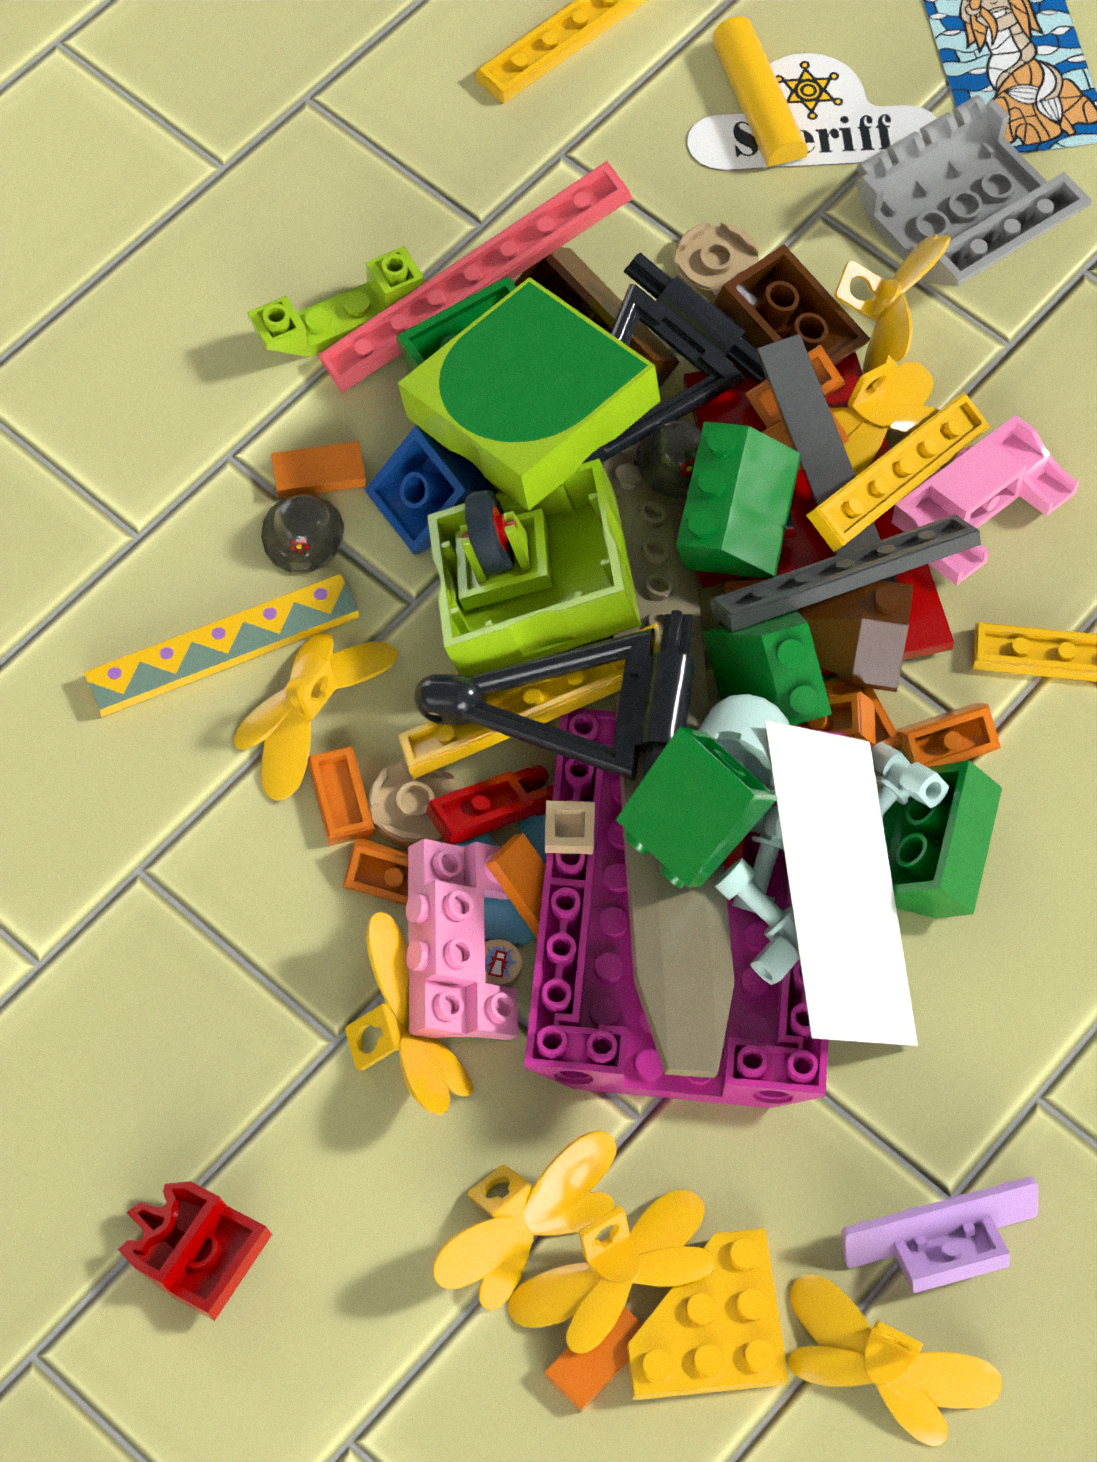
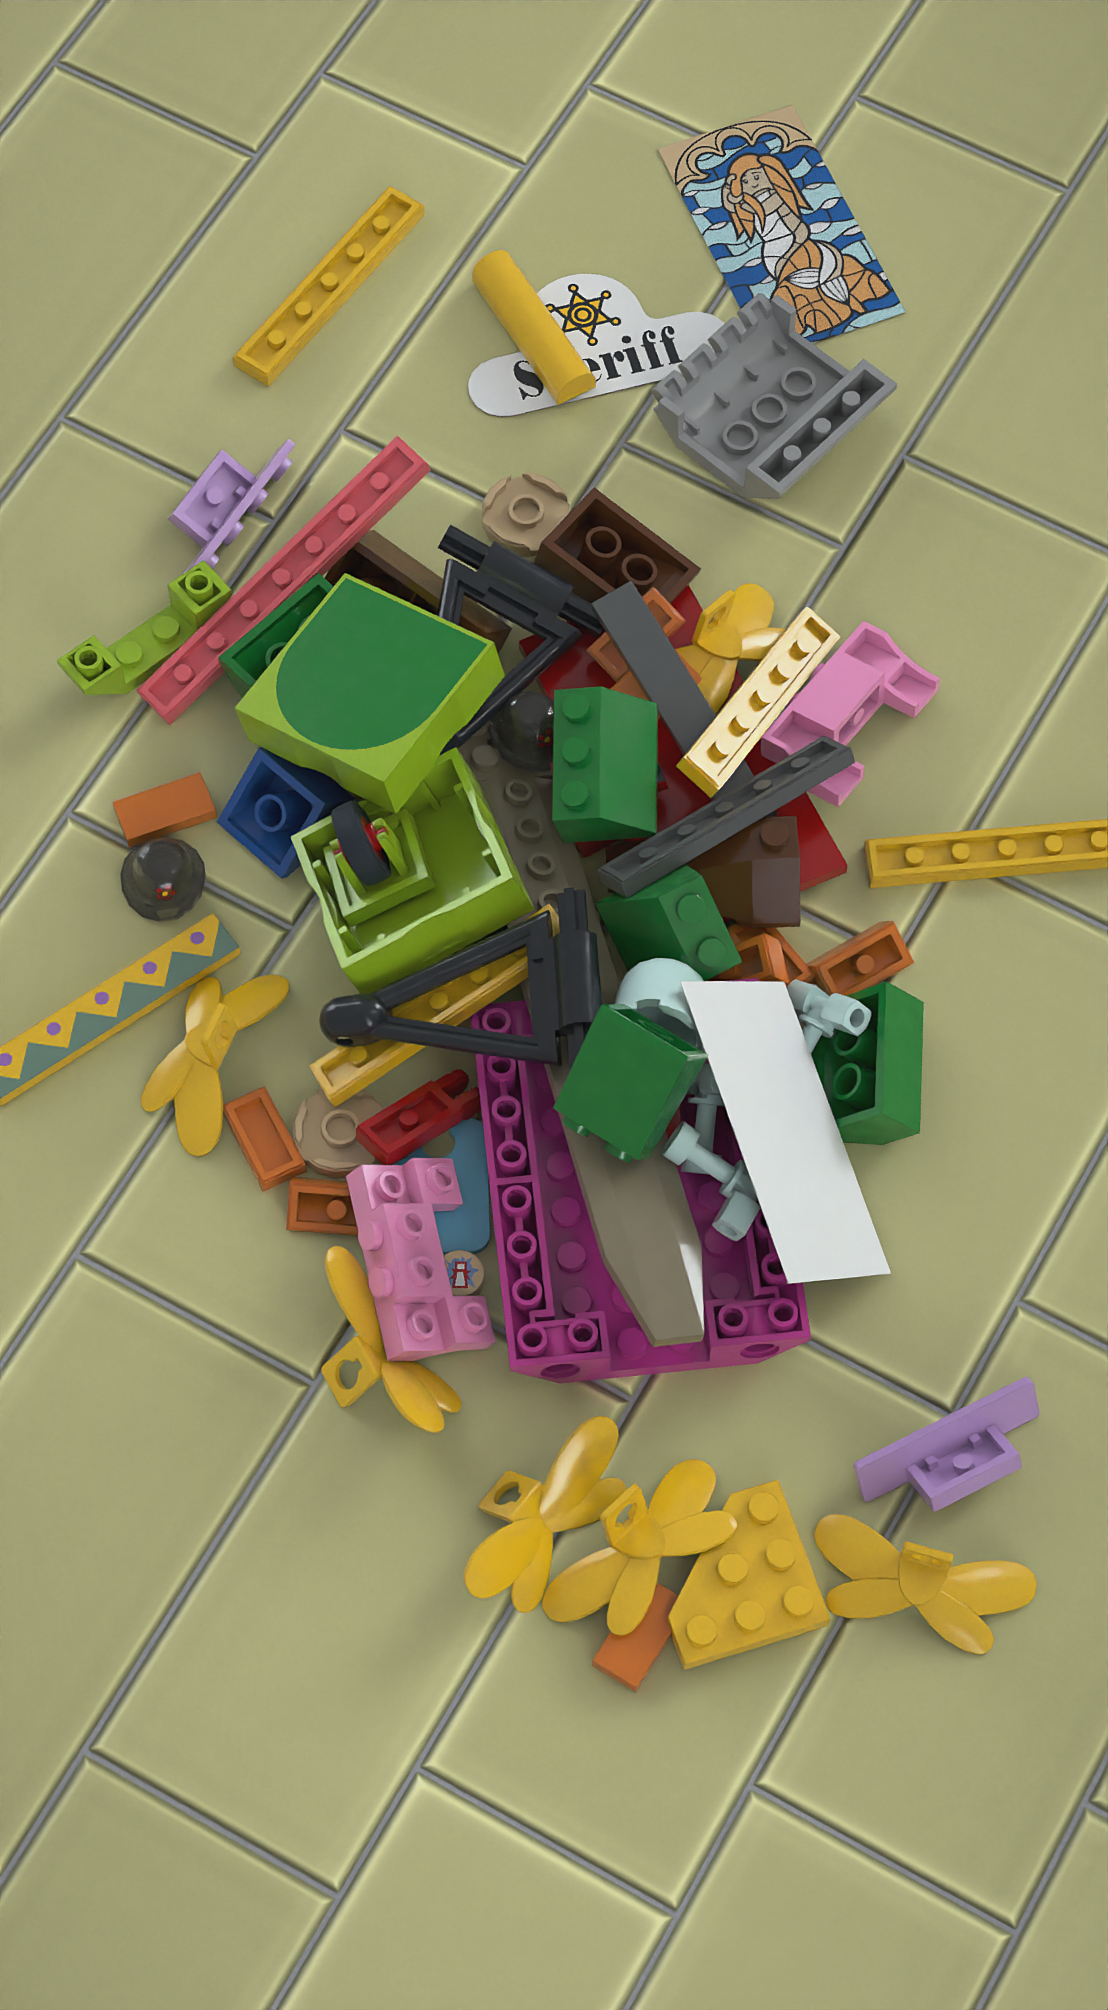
camera: 10 degrees left, 0 degrees up
(195, 1246) = (222, 1610): red plate -> none
(434, 193) = (221, 497): none -> lavender bracket
(521, 876) = (466, 1184): orange tile -> none
(569, 827) = (505, 1125): tan tile -> none
(889, 307) = (722, 553): yellow piece -> none

